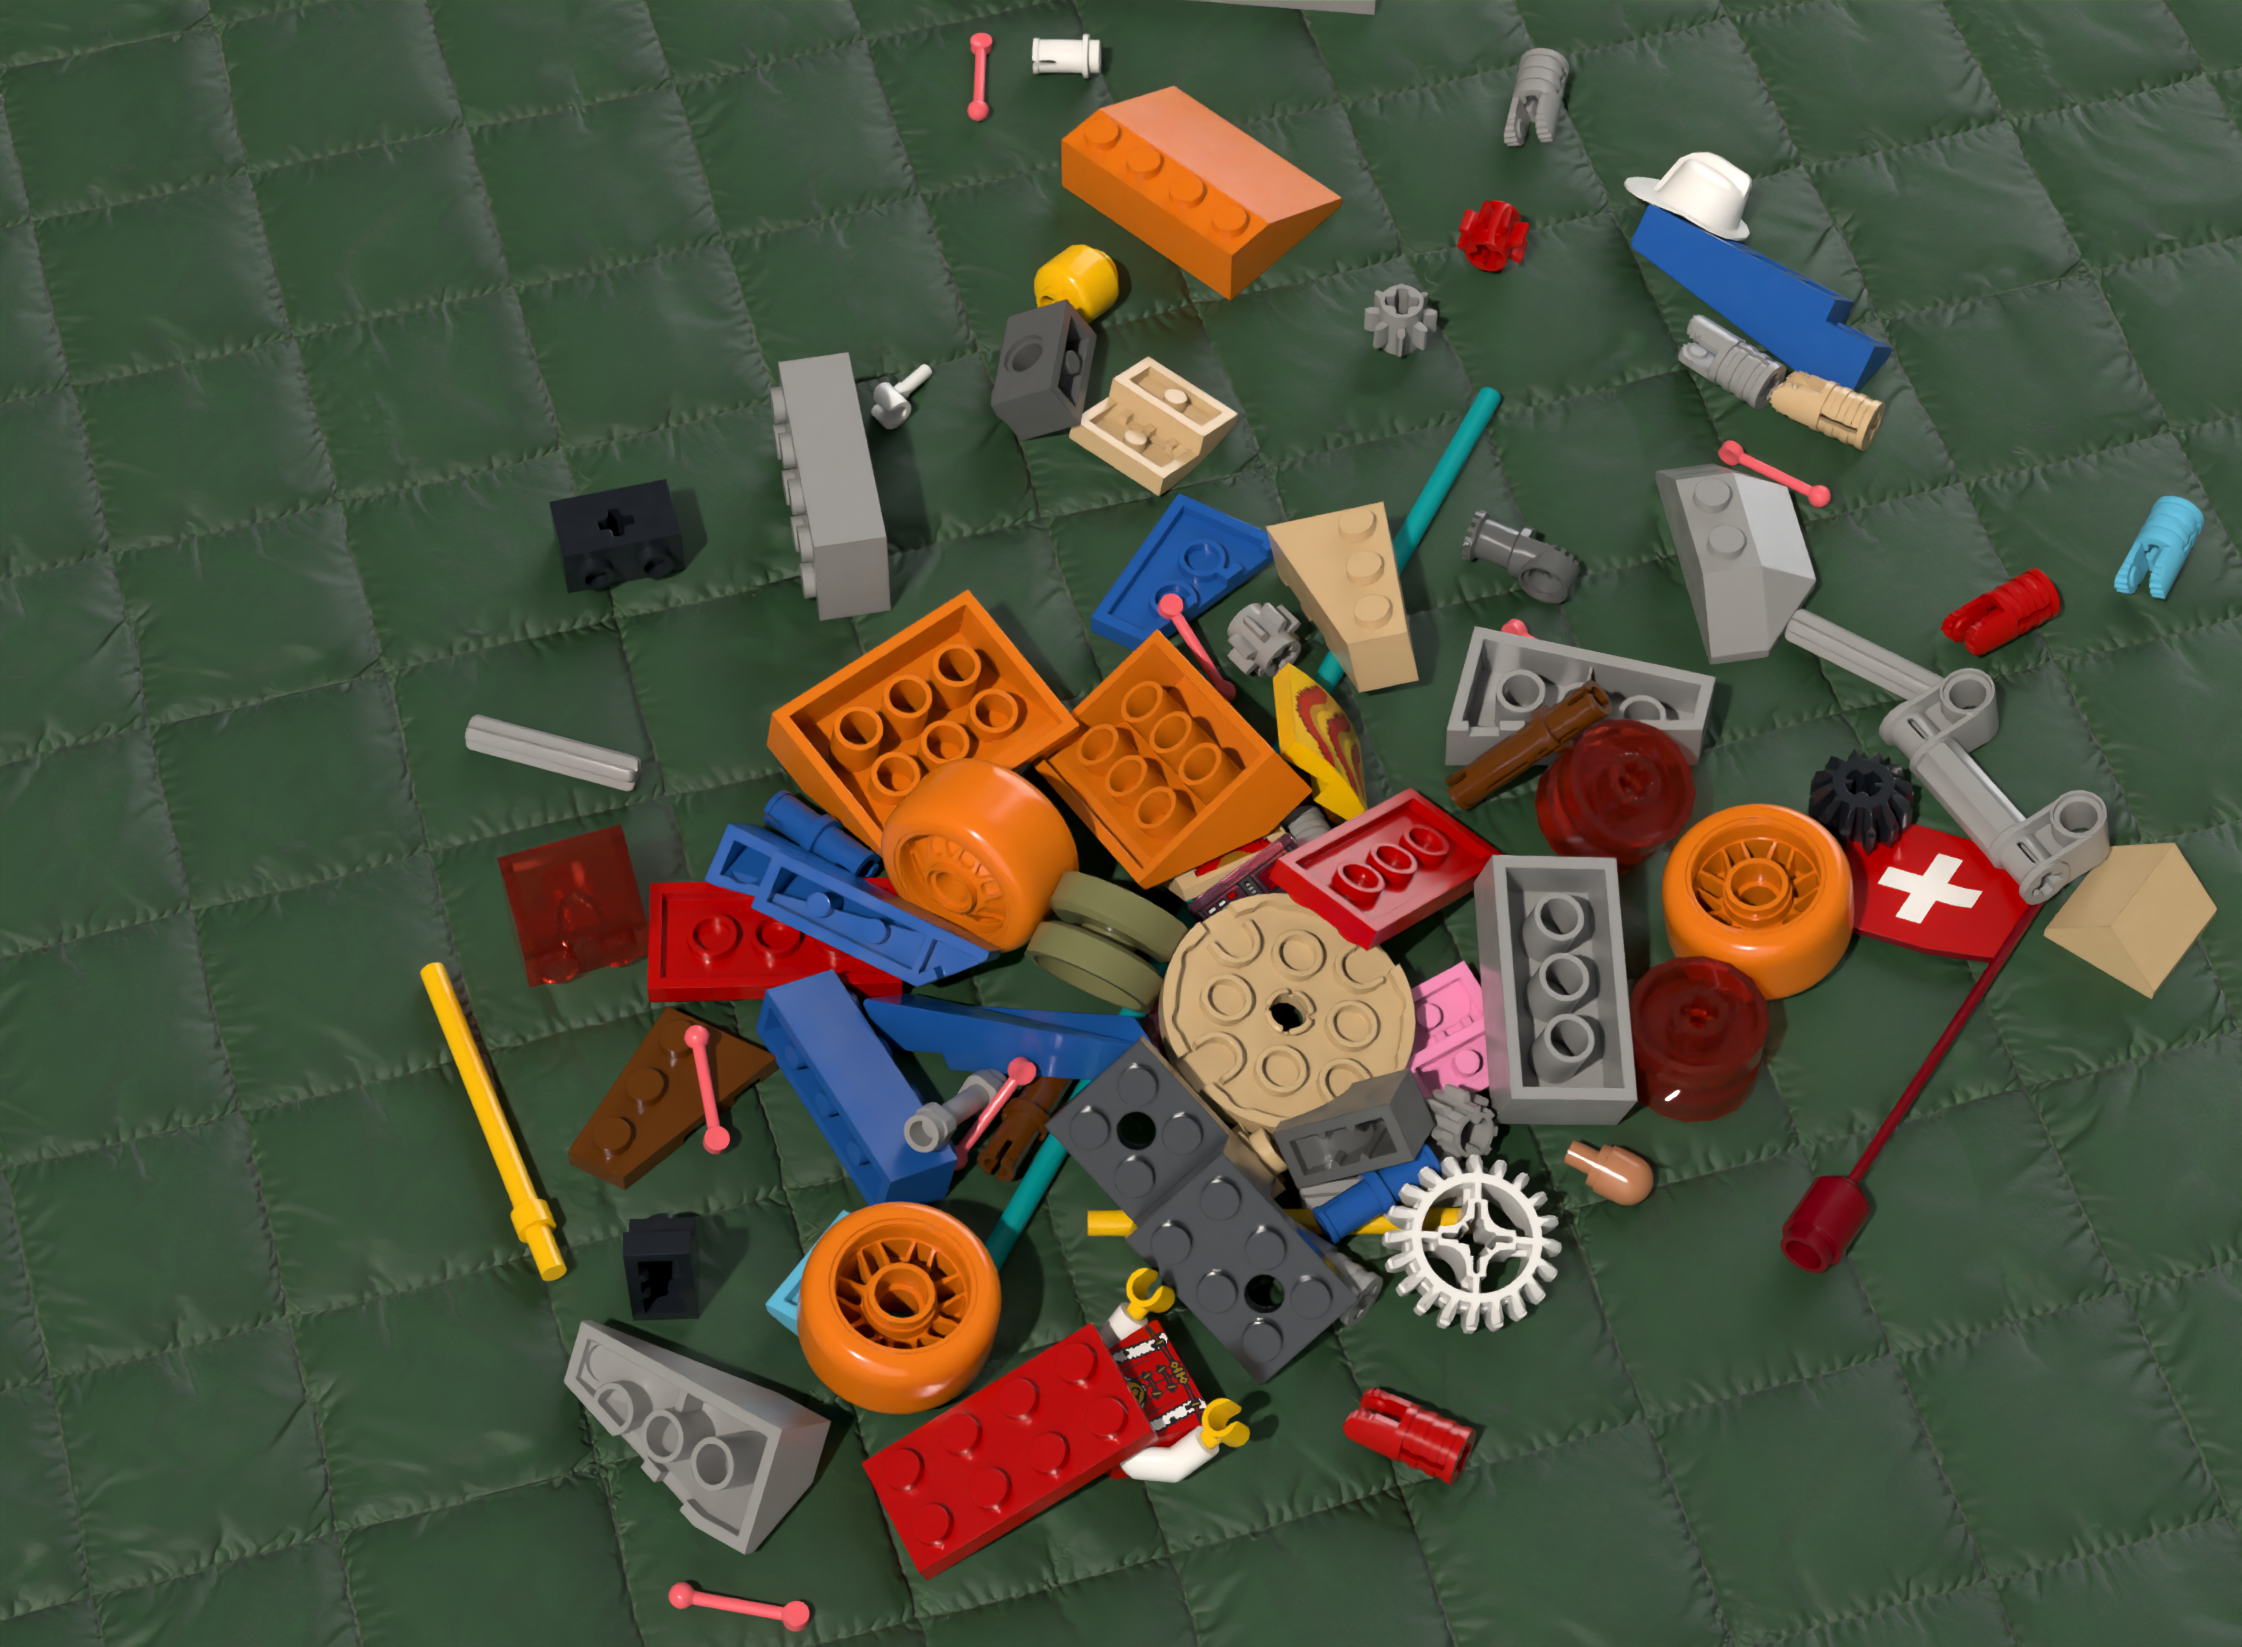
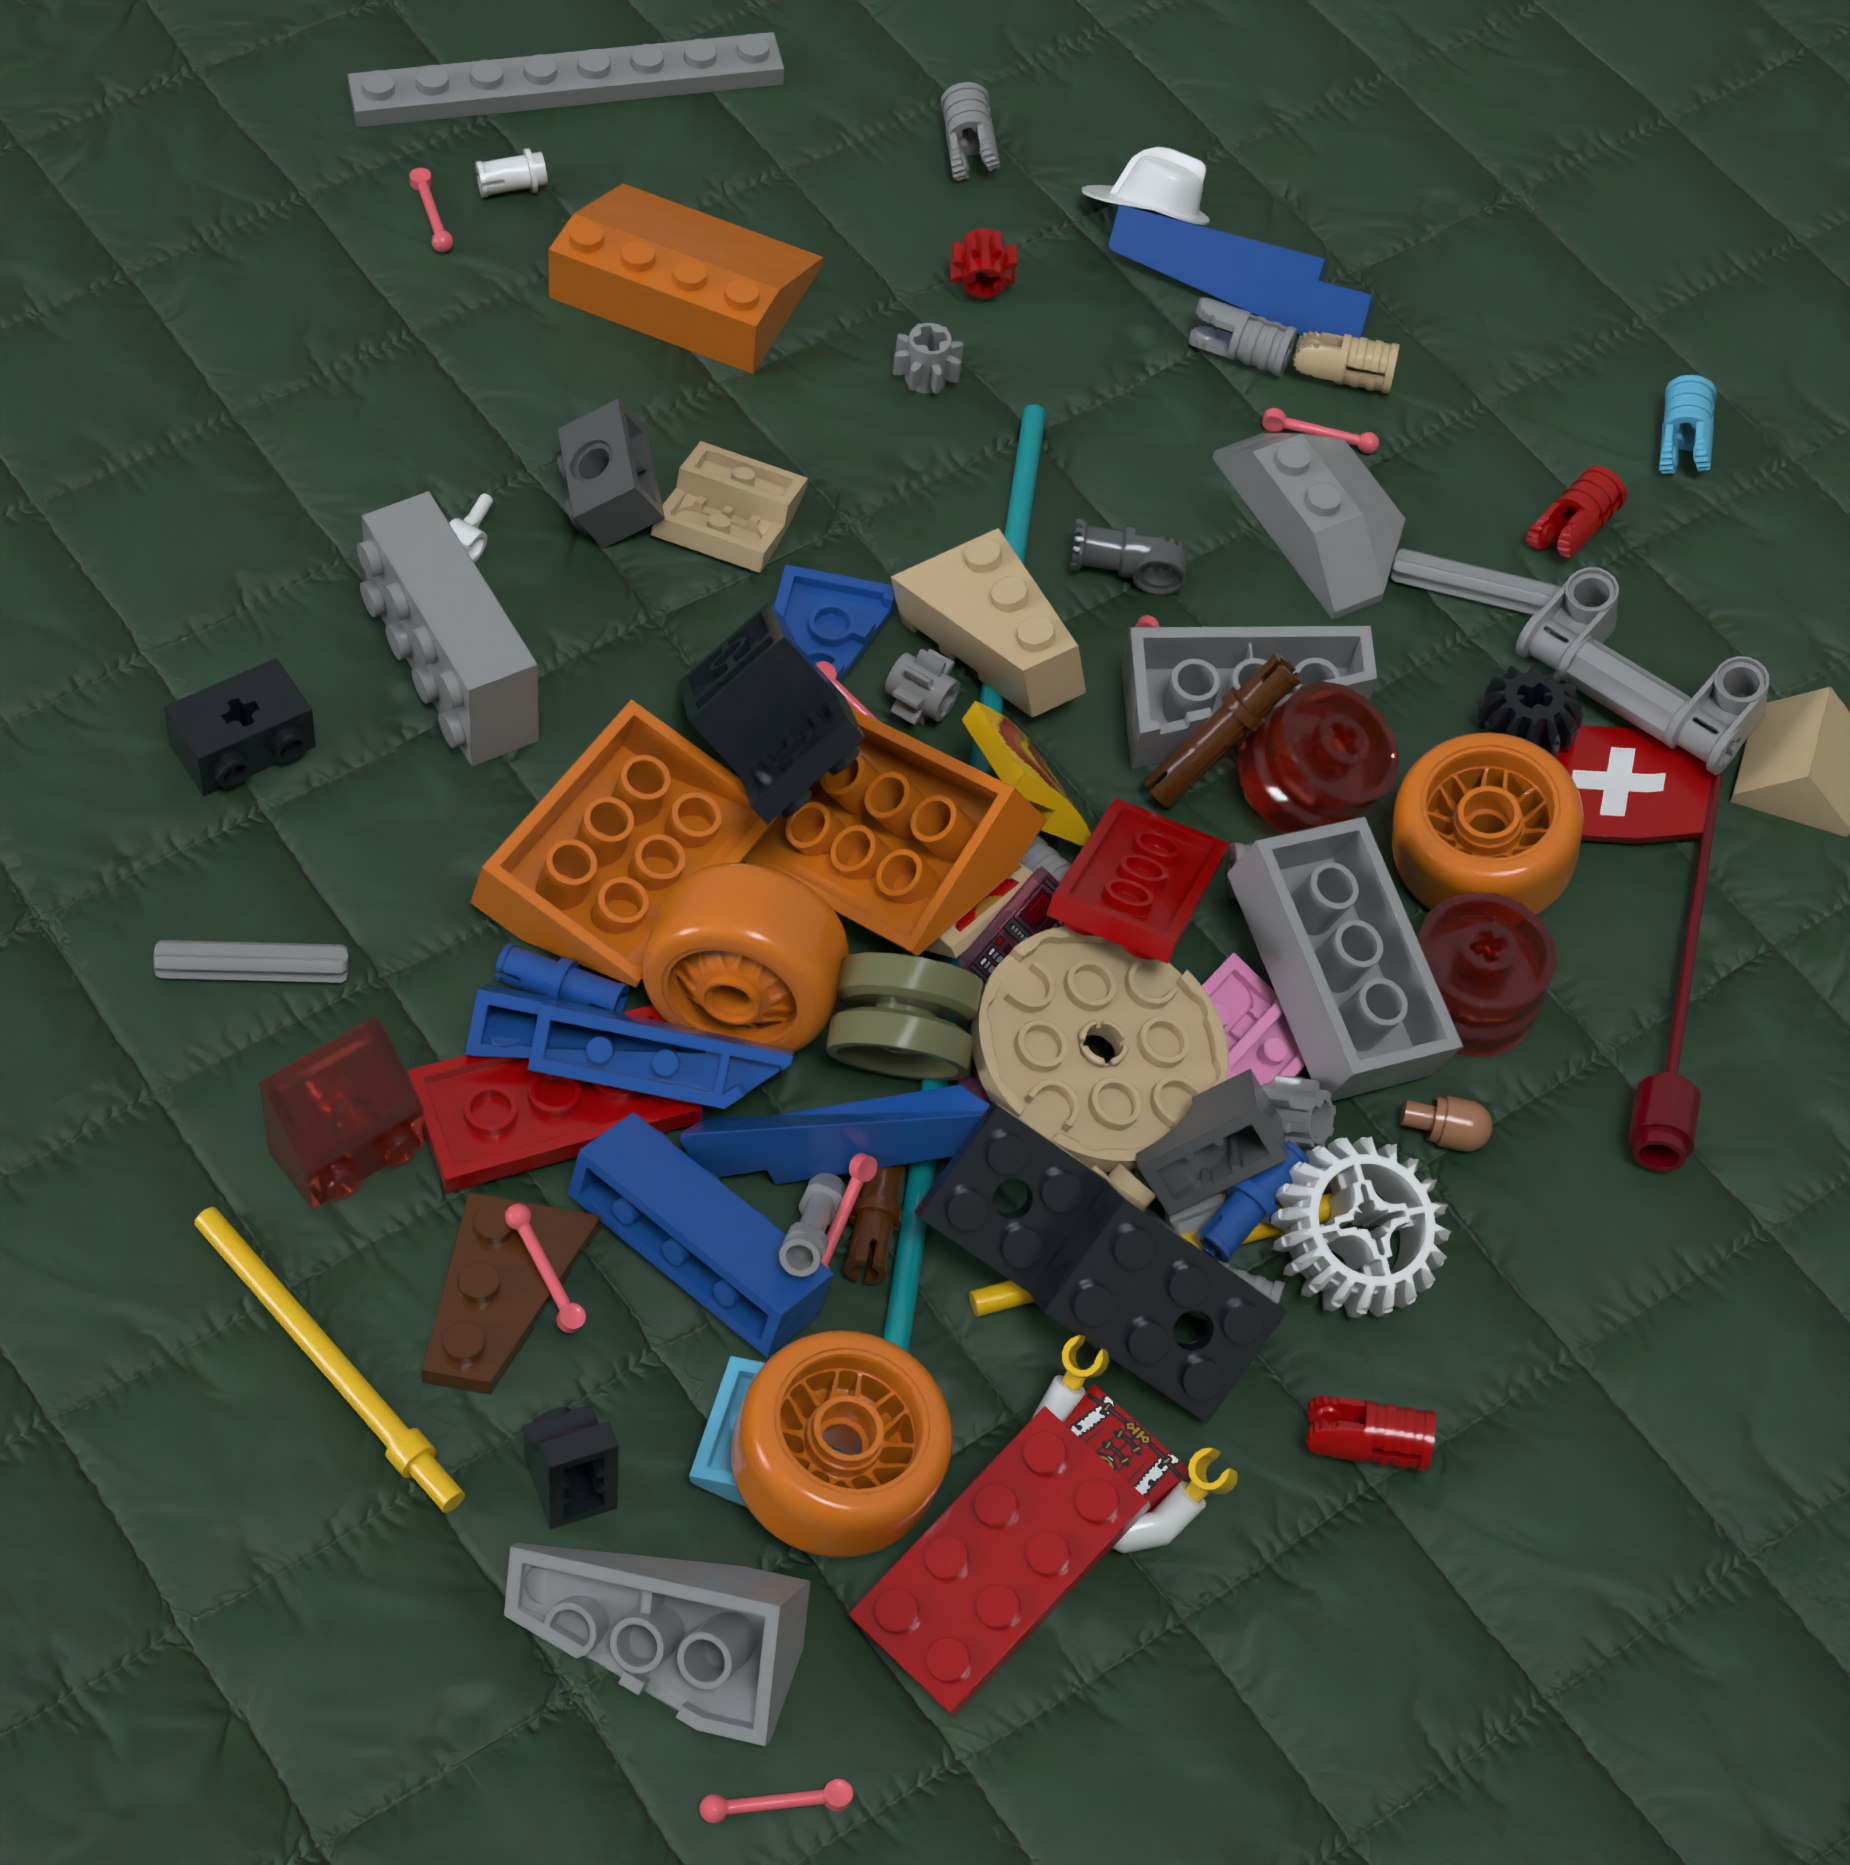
camera: 25 degrees left, 0 degrees up
(1080, 276) = (605, 376): yellow head -> none
(1087, 632) = (771, 714): none -> black bracket

